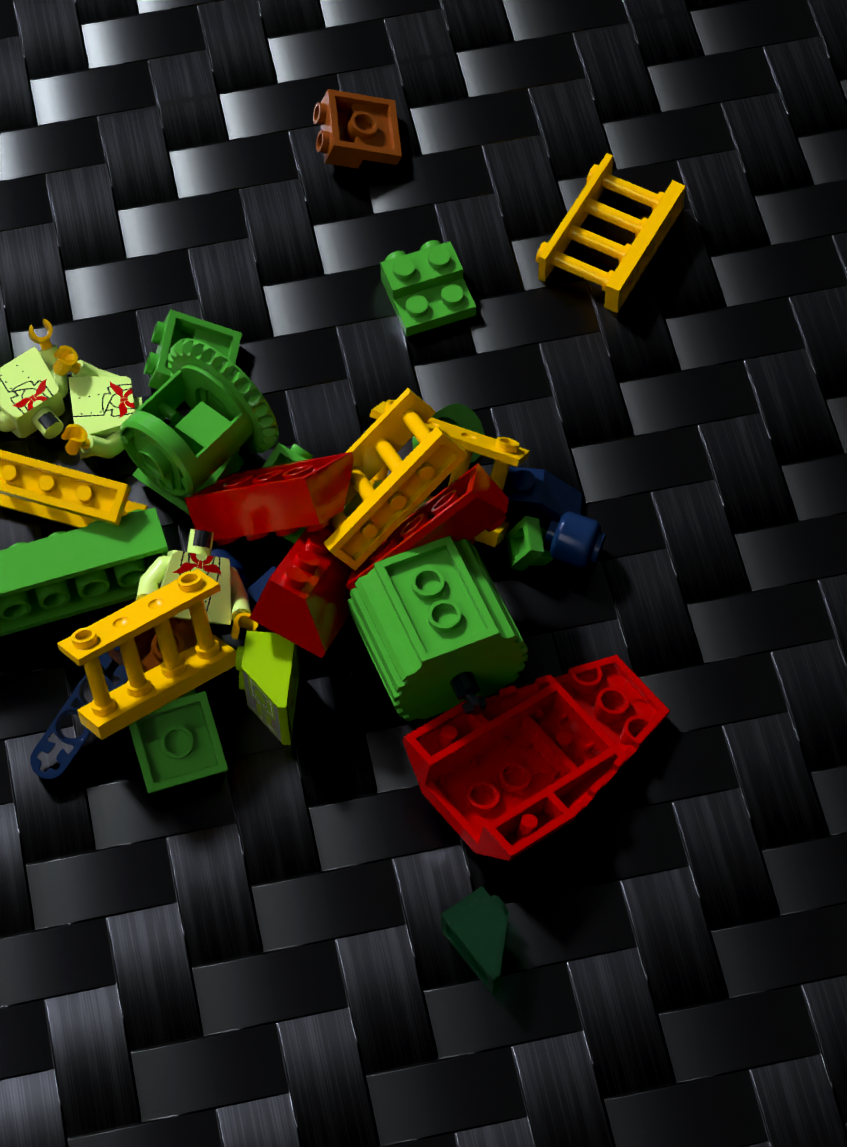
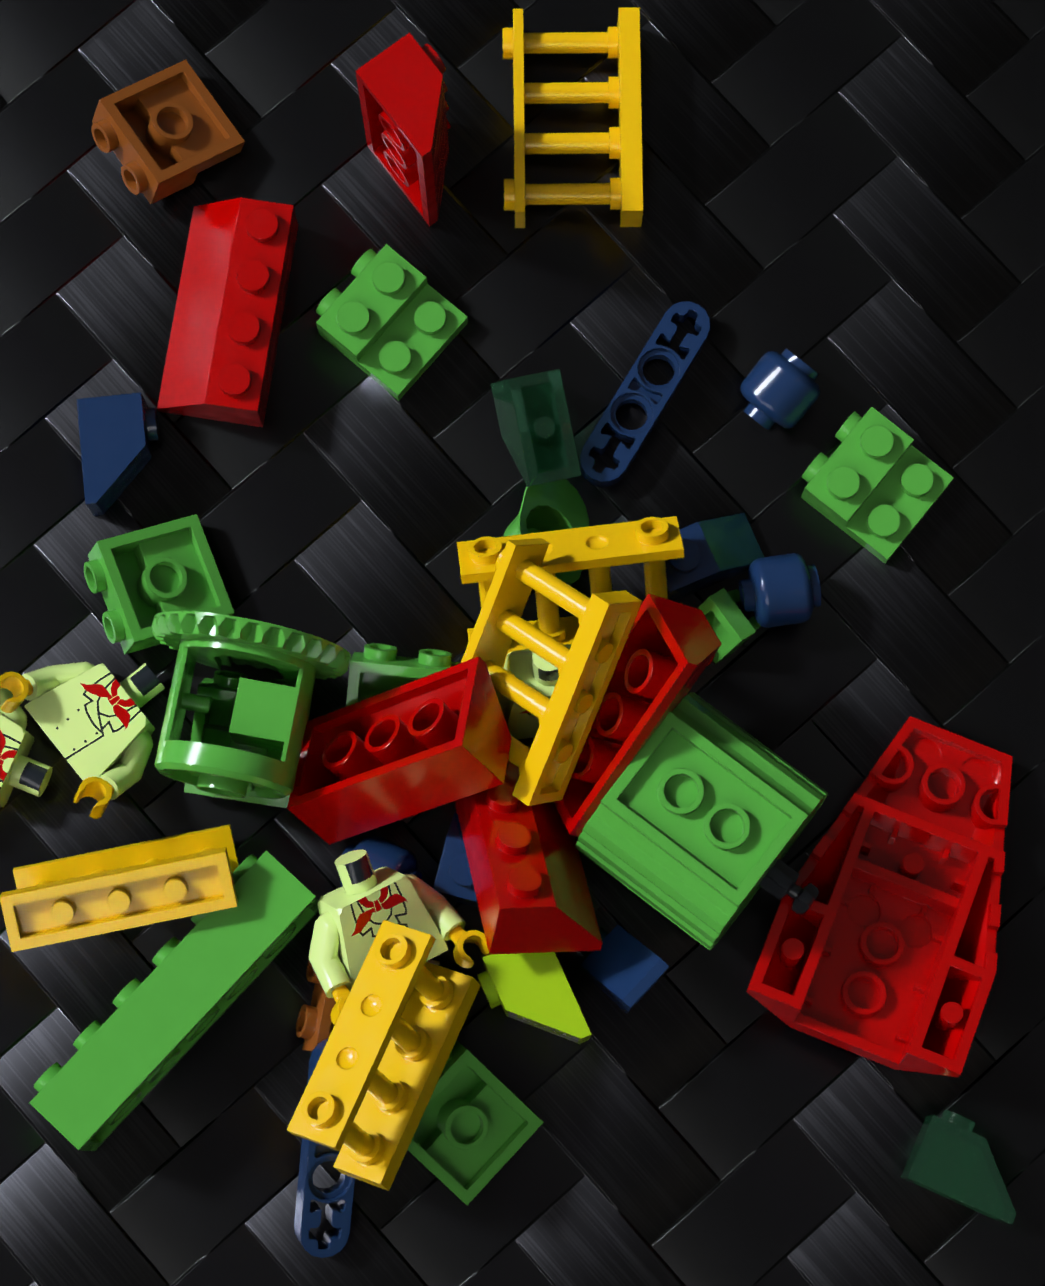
camera: 30 degrees left, 20 degrees up
(216, 275) = (114, 445): none -> dark blue slope
(336, 240) = (229, 311): none -> red slope
(337, 705) = (623, 967): none -> dark blue slope
(479, 374) = (537, 426): none -> clear green slope
(502, 168) = (407, 120): none -> red slope
(563, 403) = (641, 392): none -> dark blue beam
(646, 432) = (780, 389): none -> dark blue head
(676, 514) = (874, 483): none -> bright green plate

